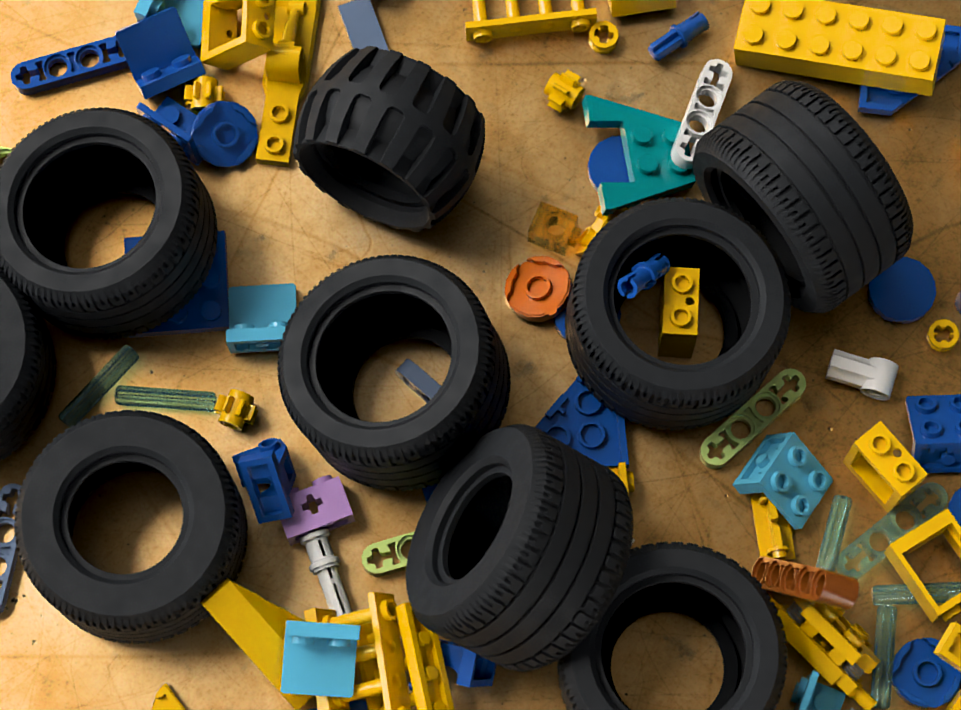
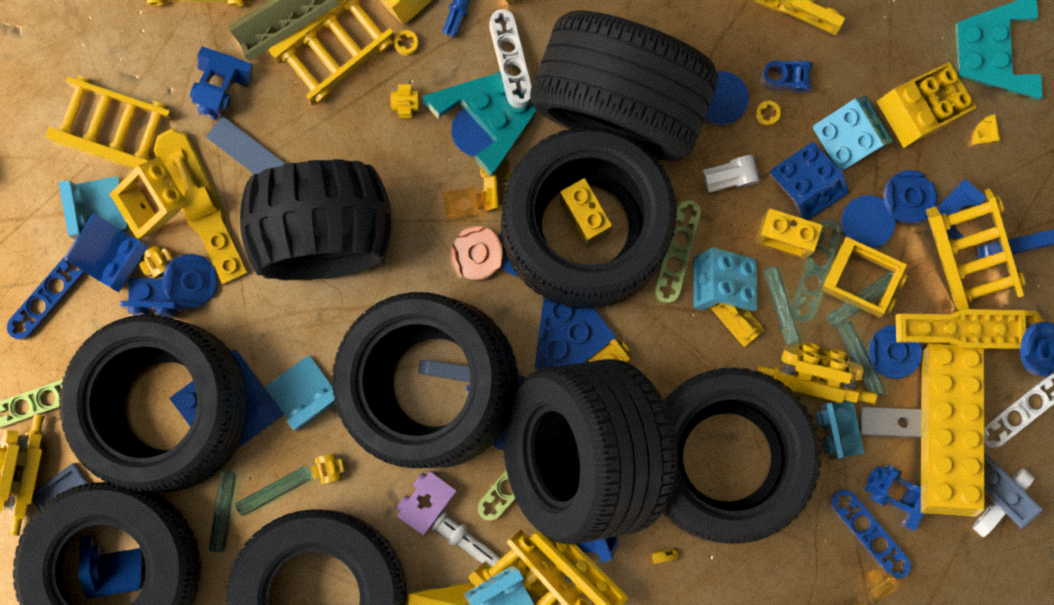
camera: 35 degrees left, 10 degrees up
(269, 465) = (377, 493): blue tile -> none
(643, 276) = (553, 210): blue pin -> none
(806, 582) = (787, 350): dark orange beam -> none

